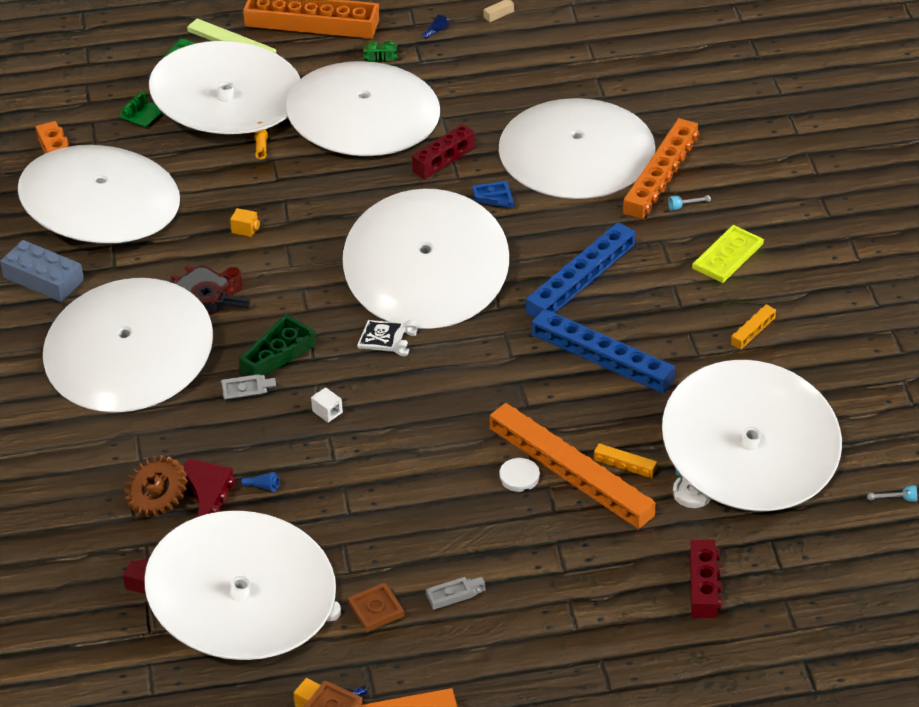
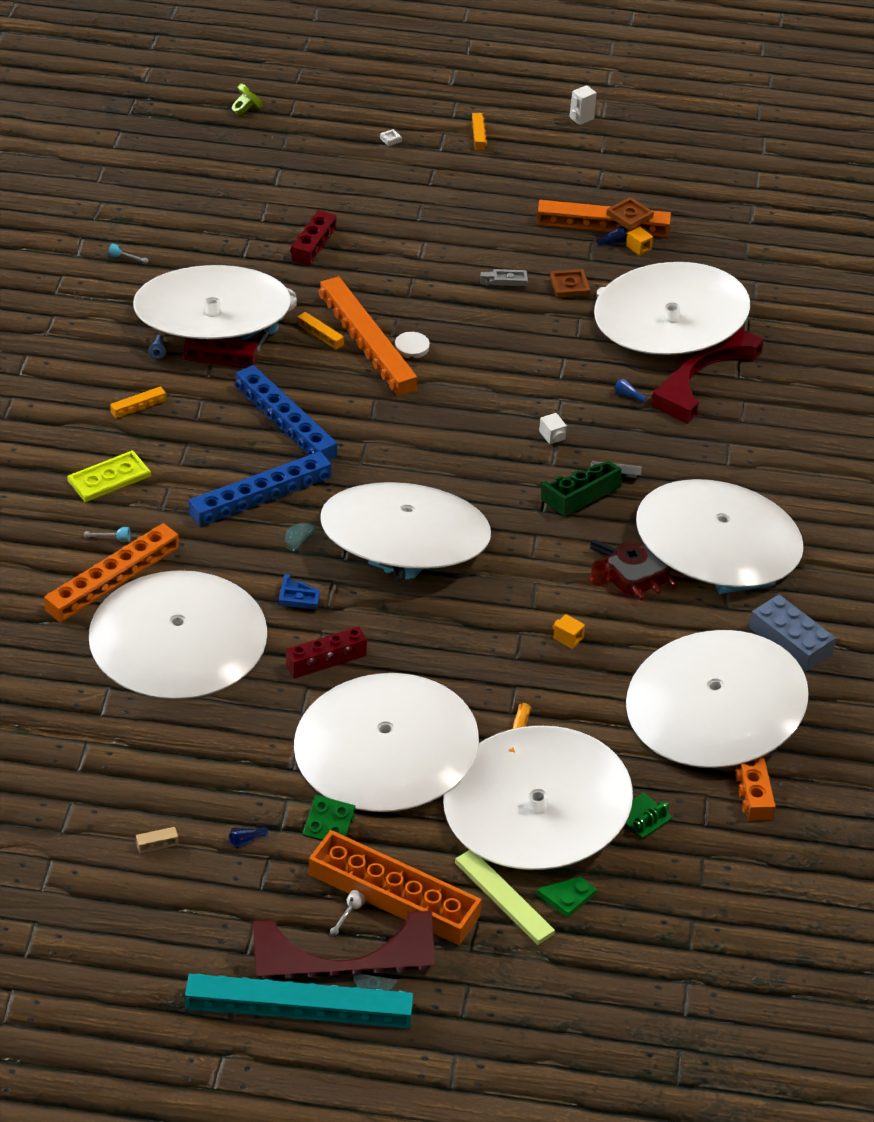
camera: 165 degrees left, 0 degrees up
(156, 486) = (723, 399): dark orange gear -> none
(387, 336) = (471, 484): flag -> none
(524, 247) = (297, 534): none -> clear light blue plate

